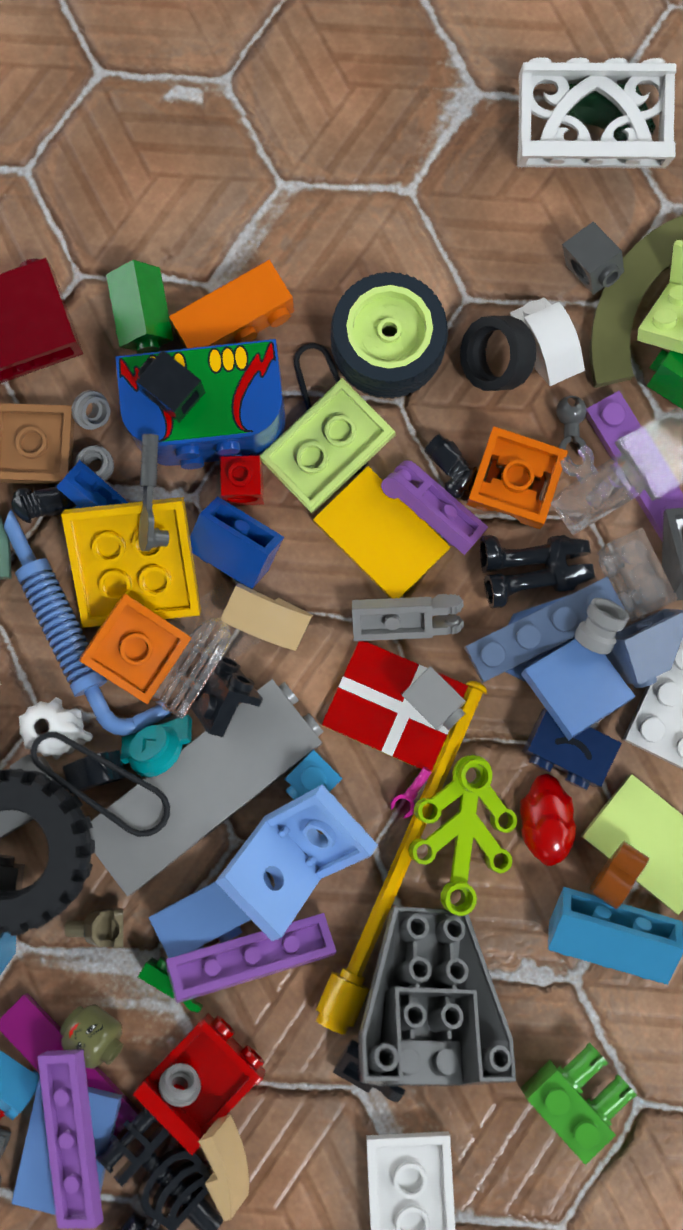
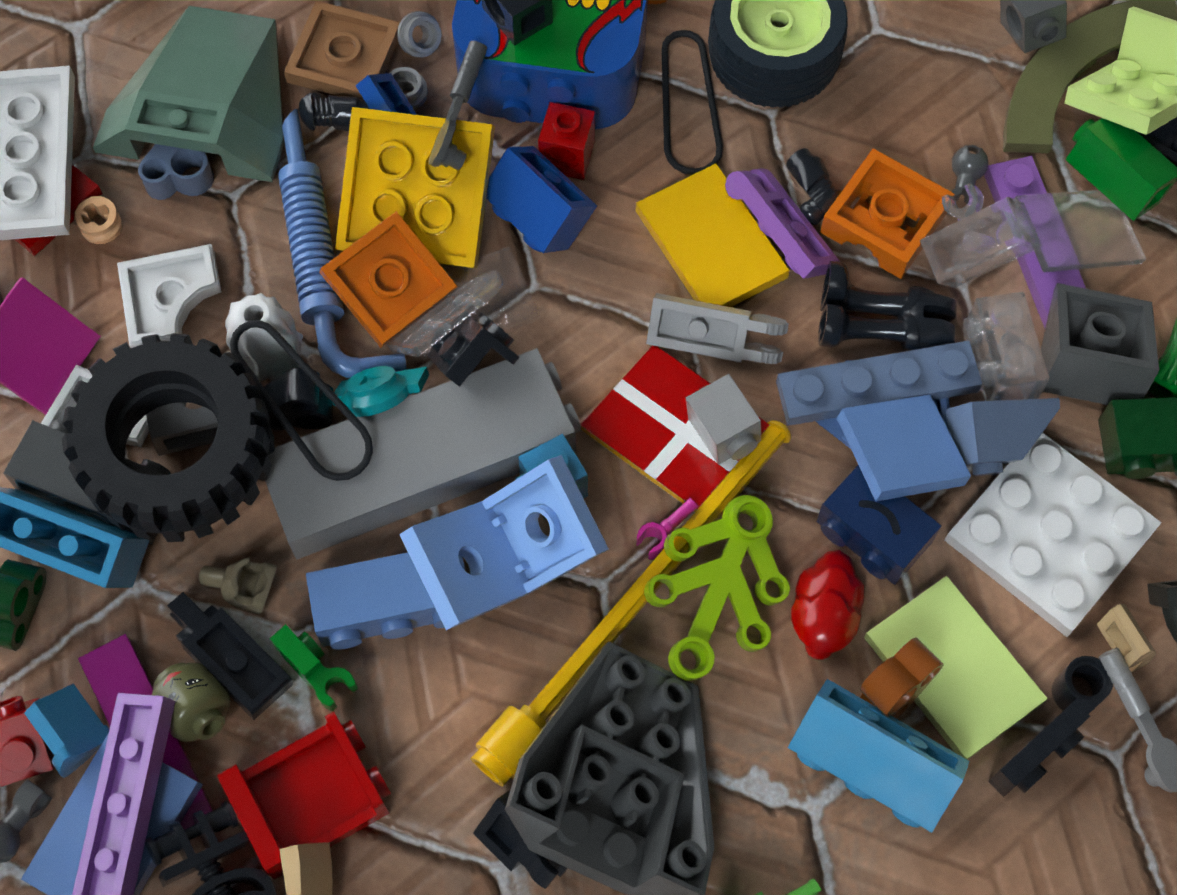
camera: 15 degrees right, 15 degrees down
(108, 990) = (229, 655): none -> black hinge
(182, 1075) = (278, 787): light grey plate -> none
(249, 958) = (413, 655): medium lavender plate -> none
(266, 618) = (551, 289): tan slope -> none
(327, 445) = (674, 133): yellowish green tile -> none
(521, 353) = (919, 88): black tyre -> none
(555, 338) = (963, 82): white brick -> none
(601, 626) = (947, 380): light grey wheel -> none

